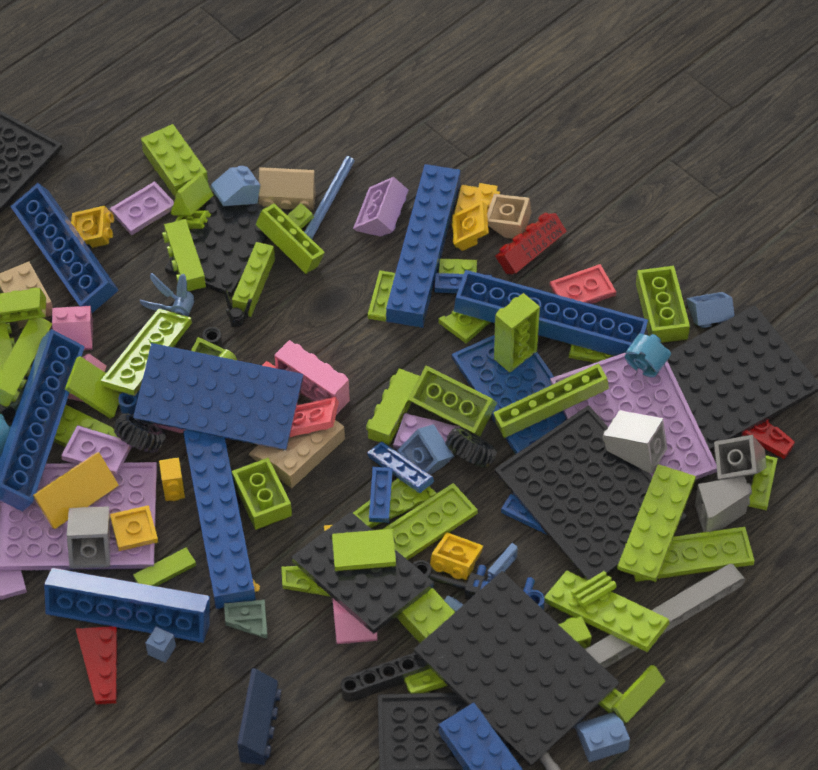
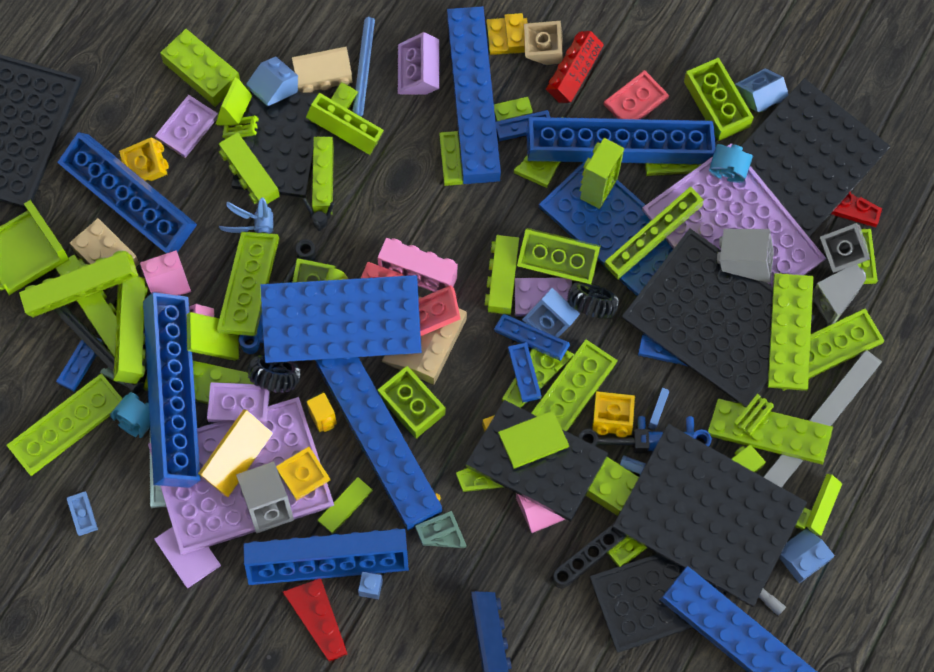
camera: 20 degrees left, 15 degrees up
(470, 225) = (512, 63): yellow plate -> none

